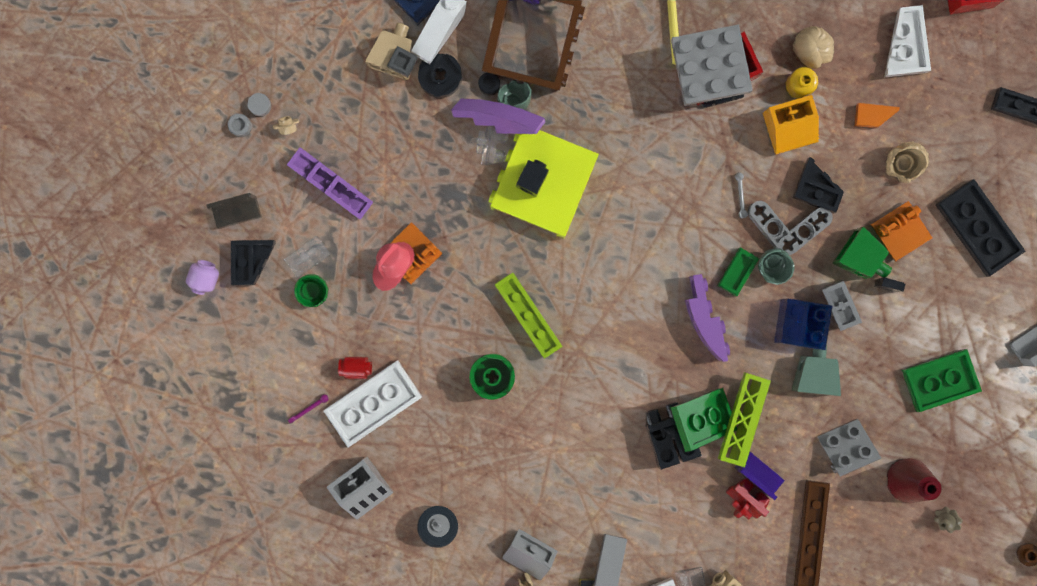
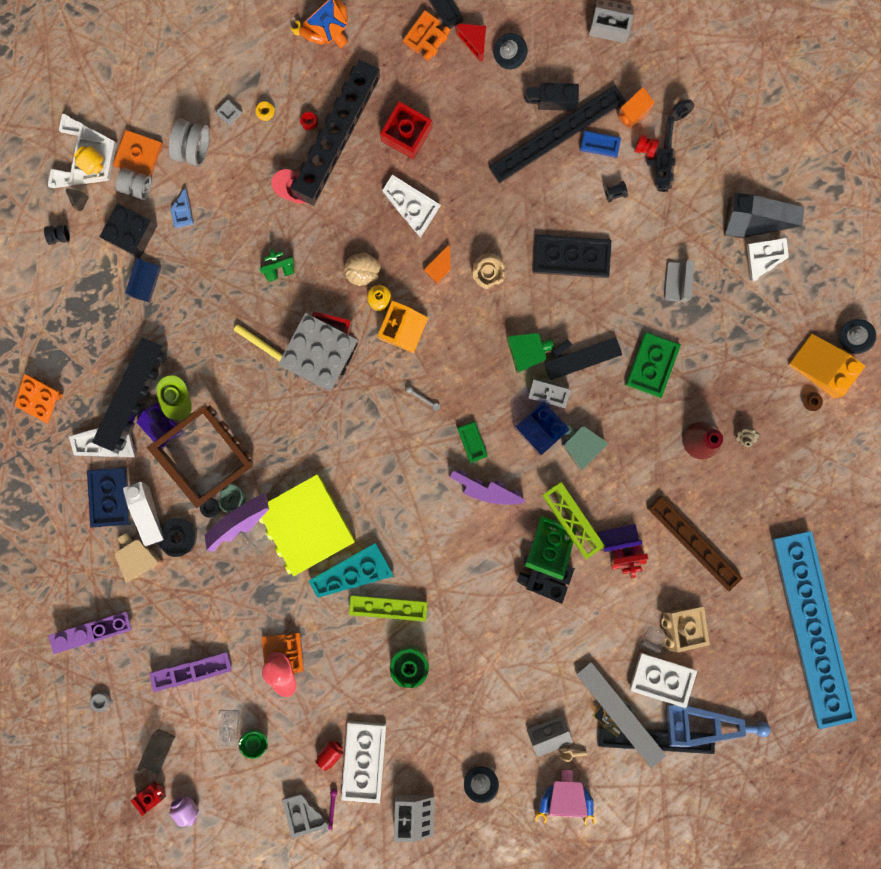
camera: 55 degrees left, 0 degrees up
(181, 232) = (142, 802): none -> red brick
(249, 260) = (198, 769): black wing -> none
(259, 104) = (97, 677): light grey tile -> none
(281, 387) = (302, 815): none -> light grey wing
(286, 125) = (126, 670): tan plate -> none
(294, 66) = (89, 632): none -> medium lavender slope
(402, 61) = (147, 558): dark grey tile -> none
(532, 177) = (296, 533): black brick -> none
(539, 260) = (357, 570): none -> teal wing
(776, 266) = (488, 415): sand green hair -> none
(783, 233) = (471, 391): light grey beam -> none
(817, 188) = (459, 344): black wing -> none
(848, 448) = (647, 464): light grey hinge -> none
(895, 312) = (583, 359): none -> black tile
(902, 230) = (532, 310): orange hinge -> none

